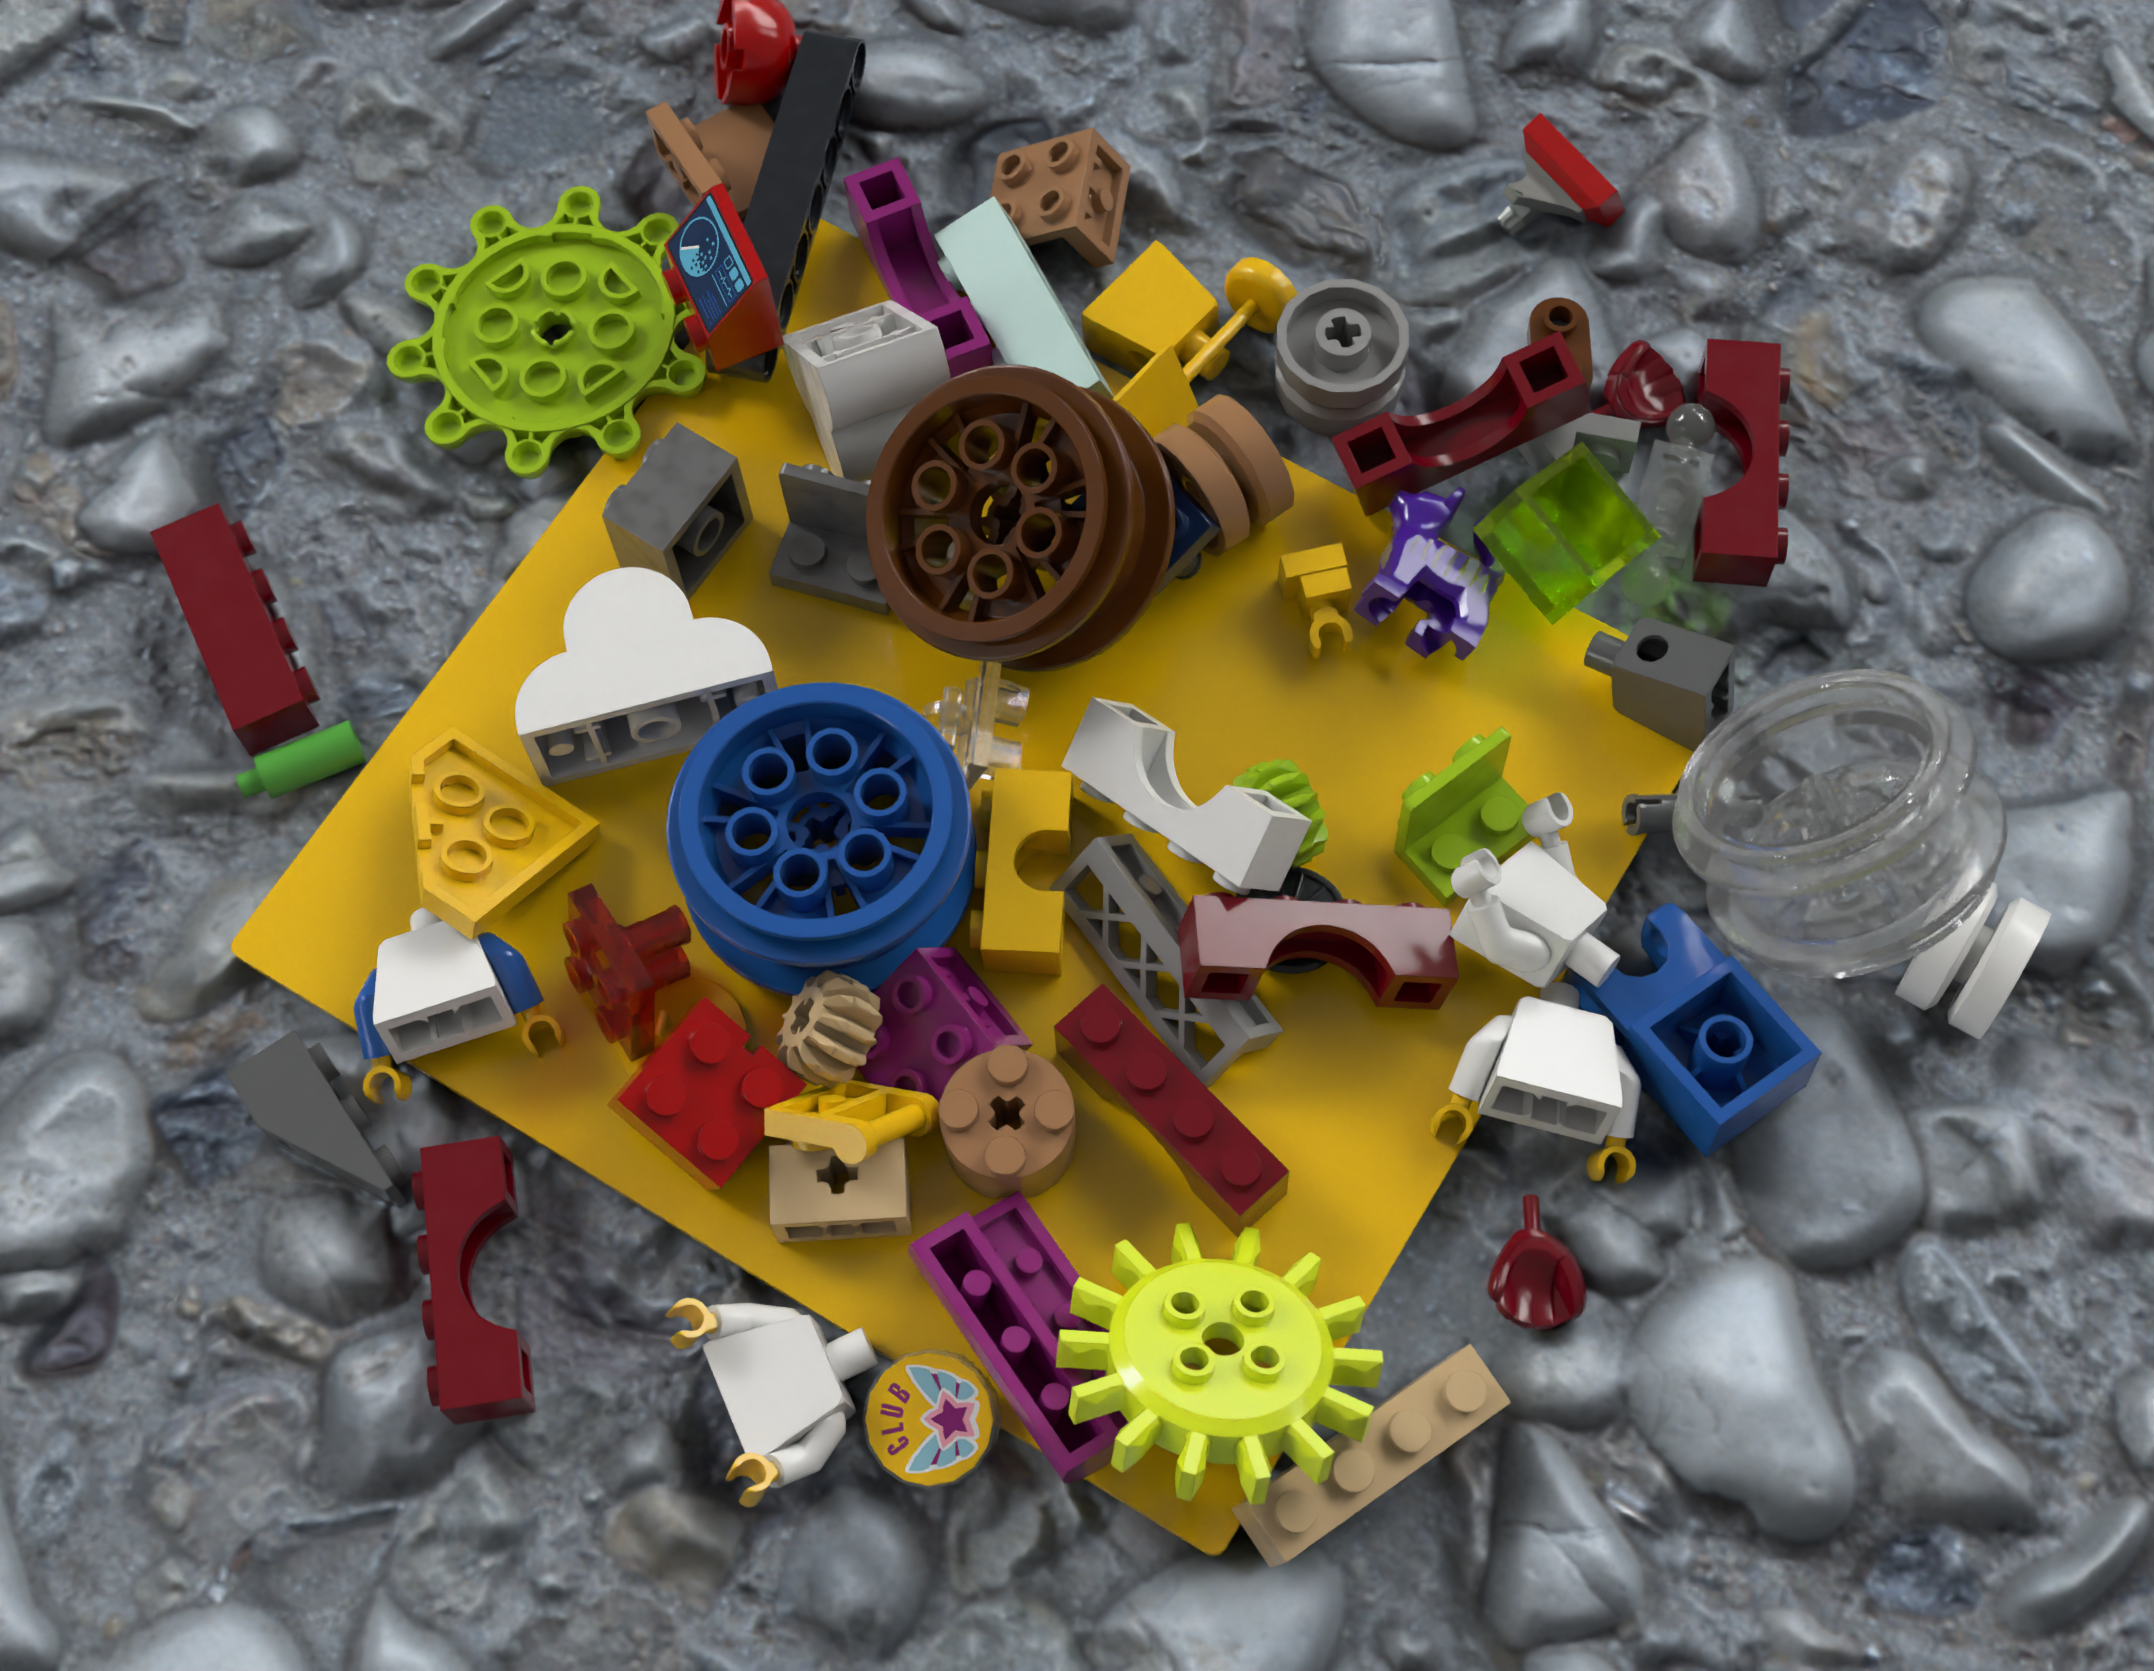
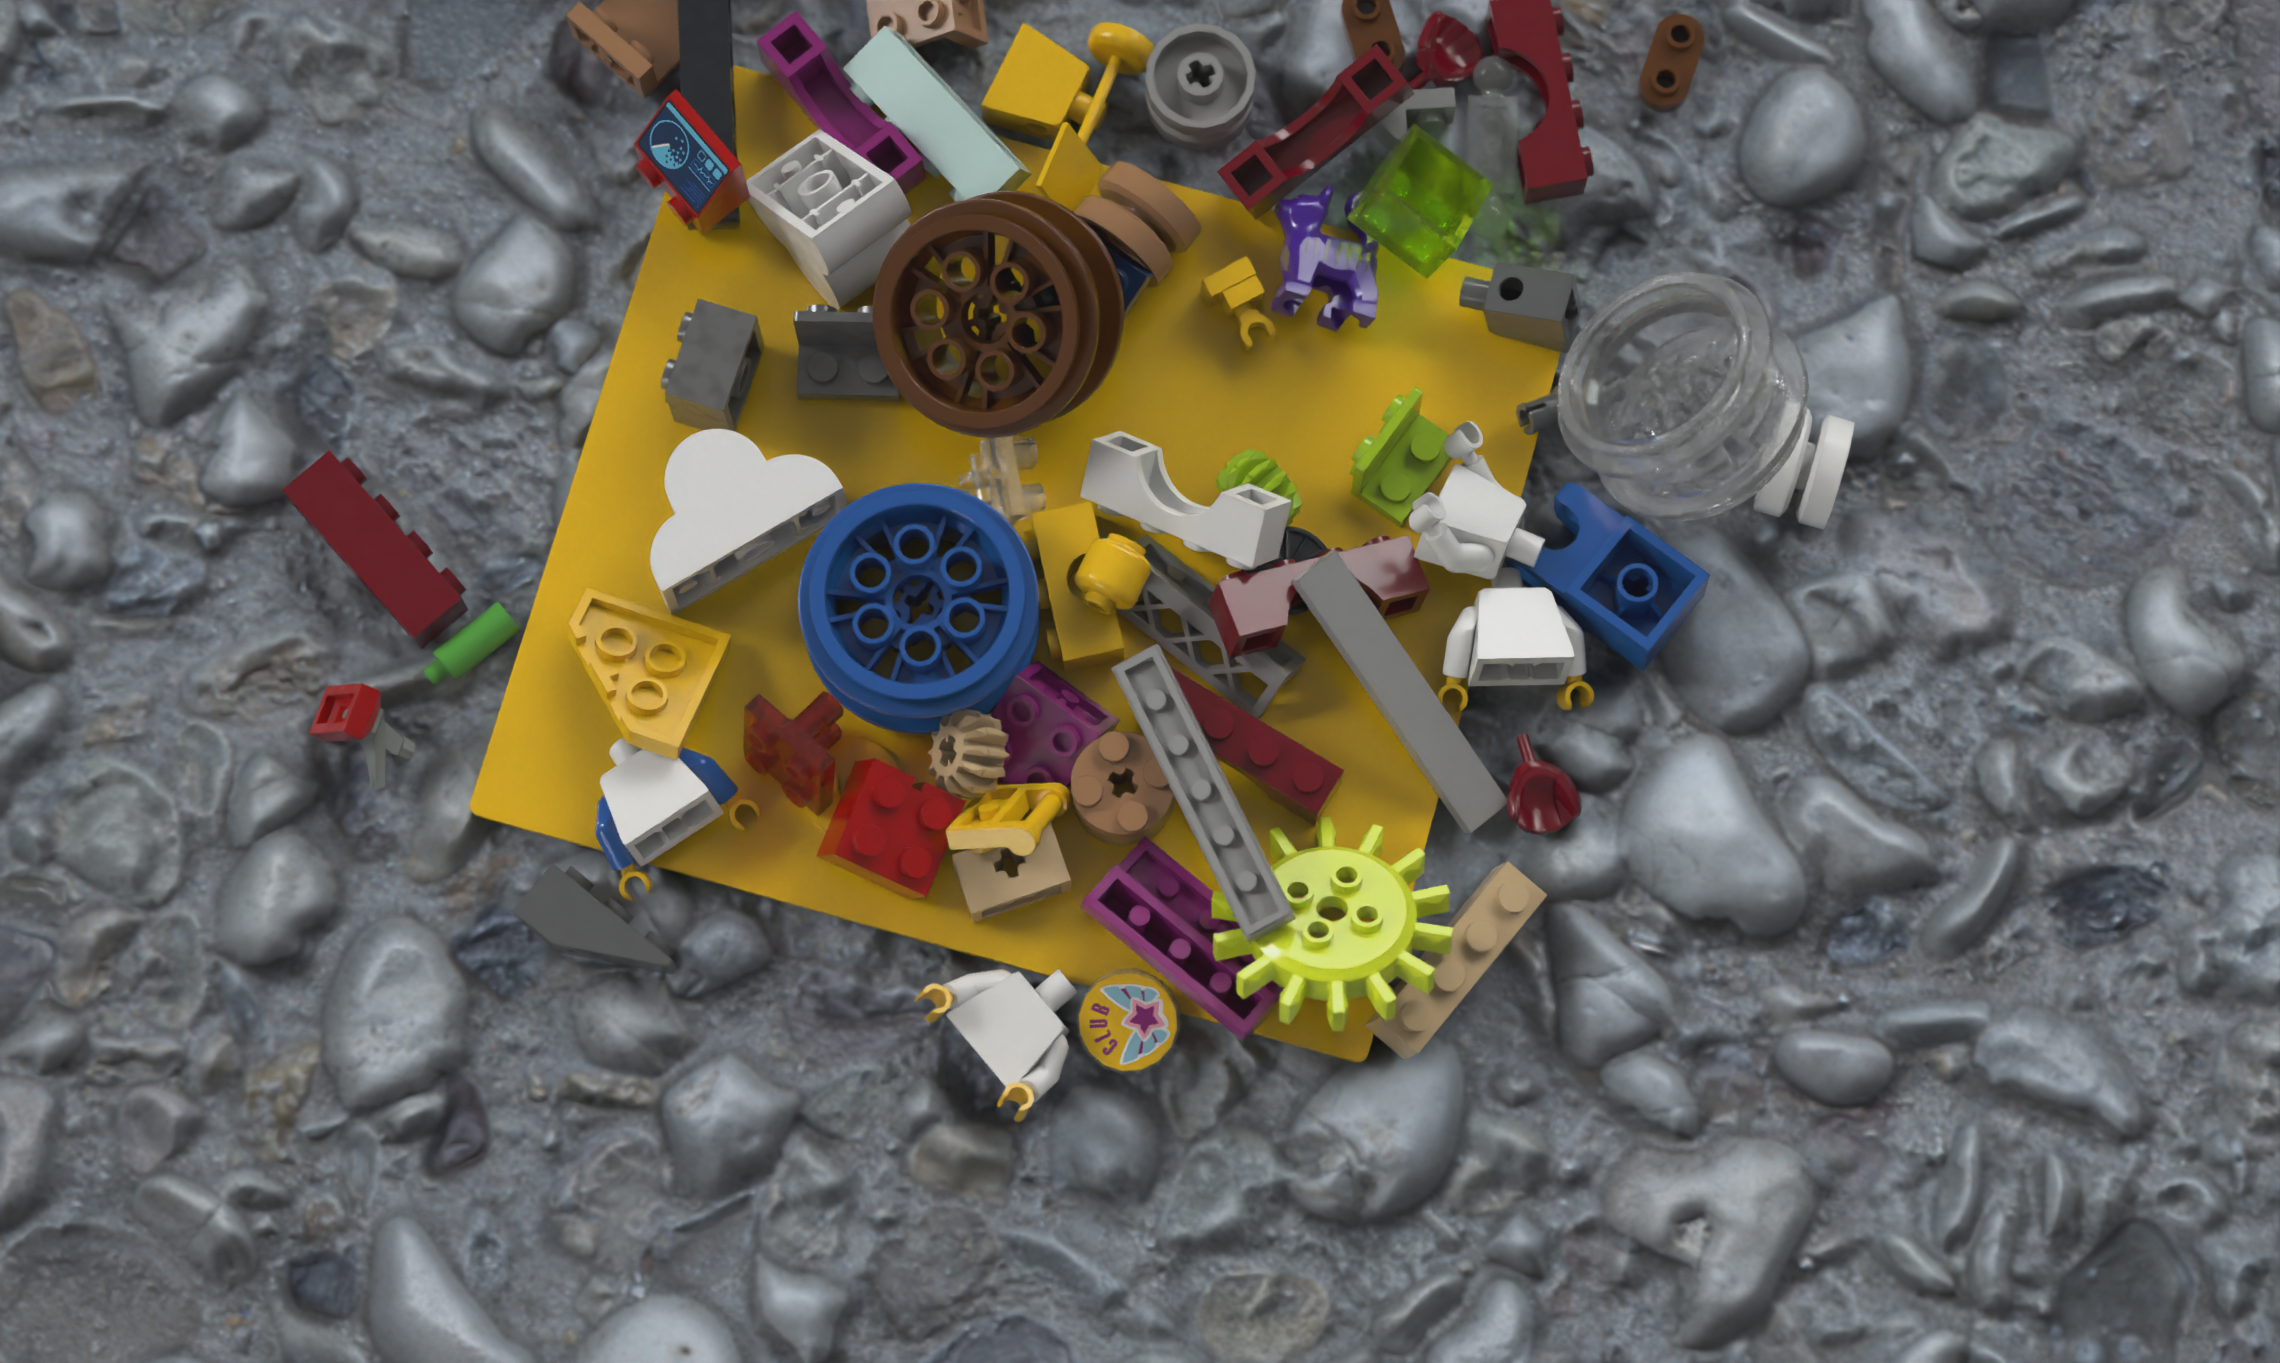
camera: 20 degrees left, 10 degrees up
(136, 804) = (357, 714): none -> red piece
(466, 1199) = (780, 1071): dark red arch -> none
(517, 287) = (492, 216): lime plate -> none
(1069, 857) = (1112, 573): none -> yellow head
(1101, 1154) = (1204, 793): none -> light grey tile
(1388, 1097) = (1399, 691): none -> light grey tile
(1910, 461) = (1671, 60): none -> reddish brown plate

